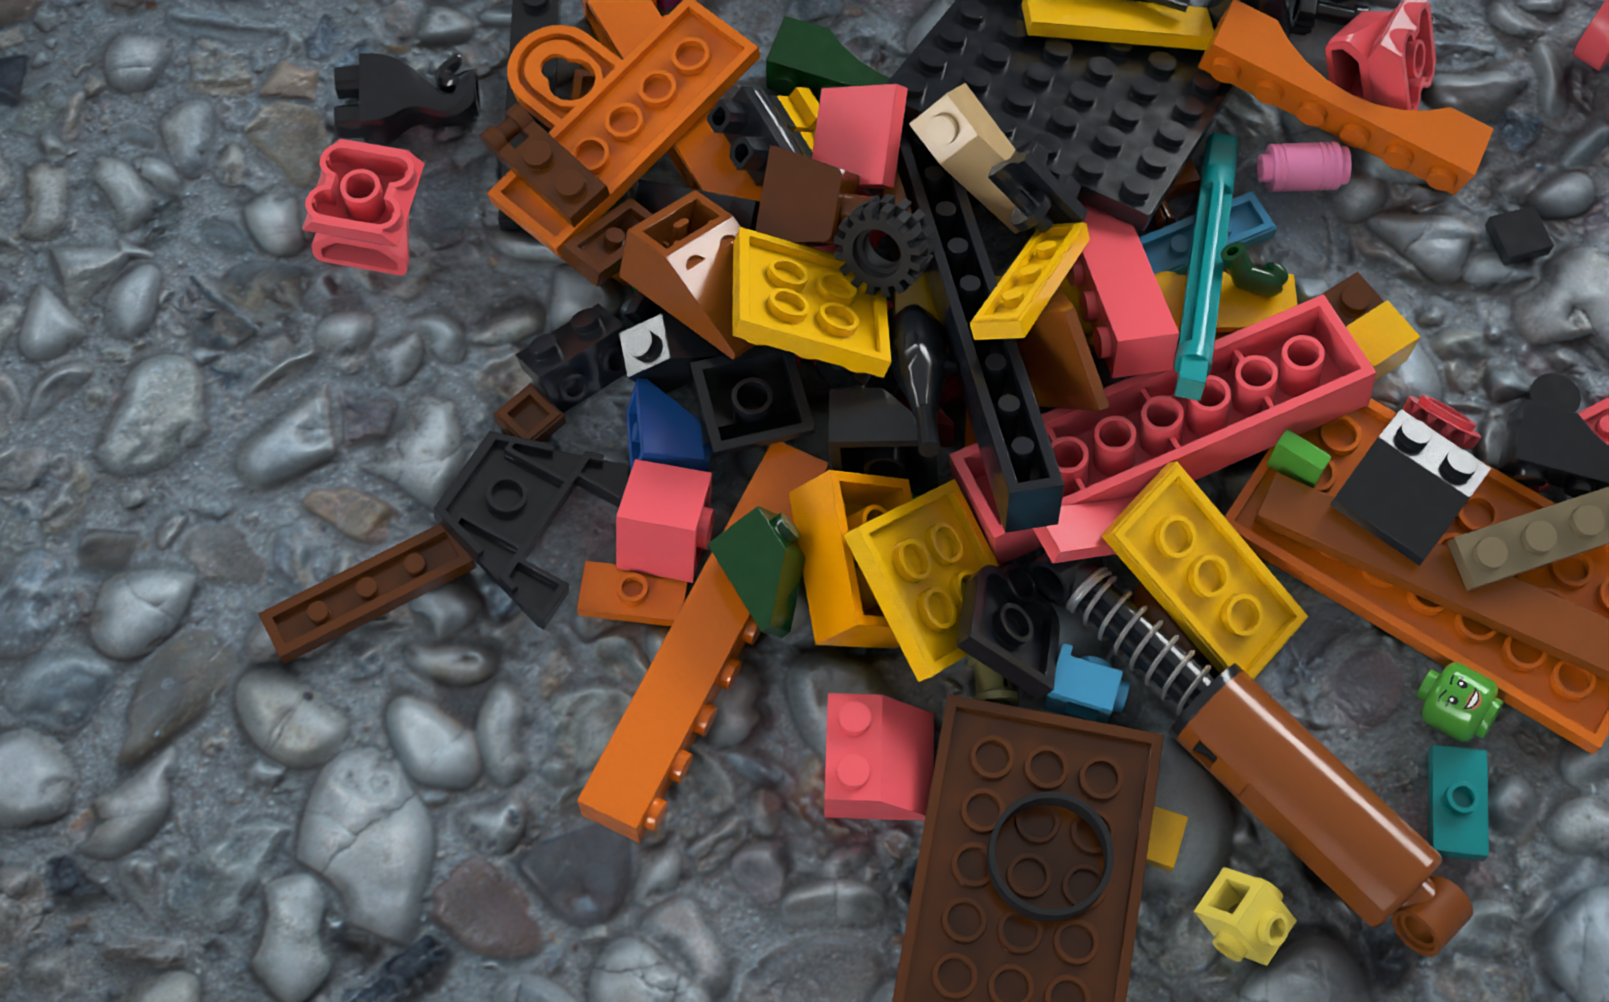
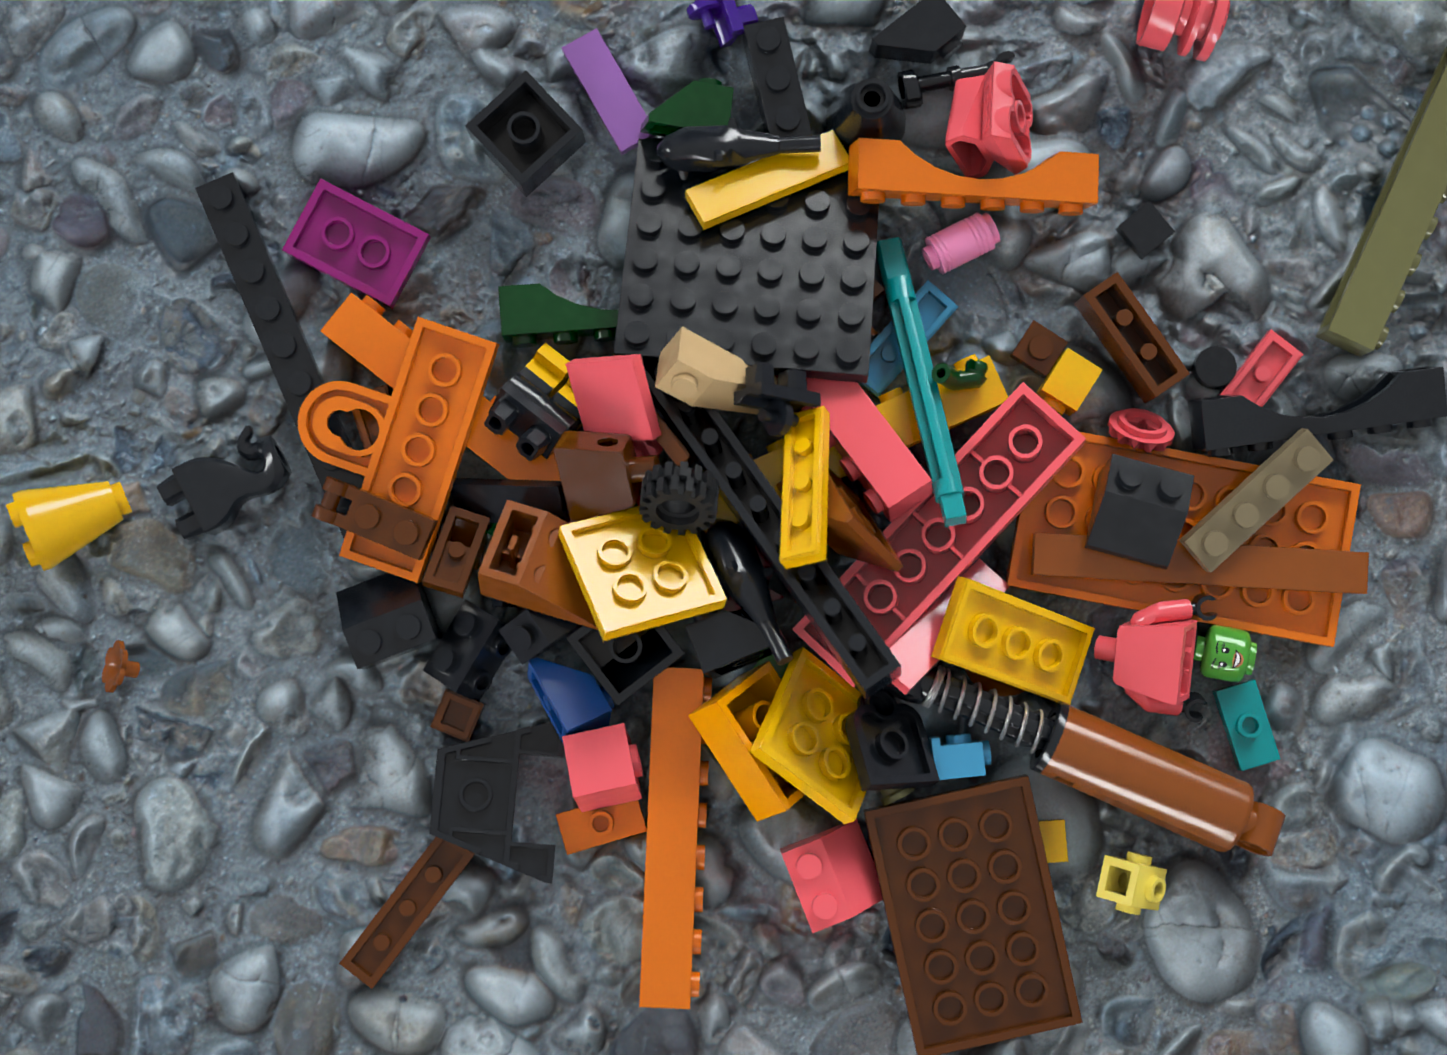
camera: 25 degrees left, 20 degrees up
(198, 224) = (118, 666): none -> dark orange plant
(225, 60) = (66, 518): none -> yellow cone
(363, 206) = (245, 602): coral piece -> none
(503, 292) = (386, 619): none -> black slope
(763, 566) = (697, 788): dark green slope -> none
(1084, 811) = (1014, 935): black tyre -> none
(1298, 459) = (1049, 517): bright green tile -> none
(1374, 664) = (1157, 656): none -> coral torso
(1465, 322) = (1131, 338): none -> reddish brown brick

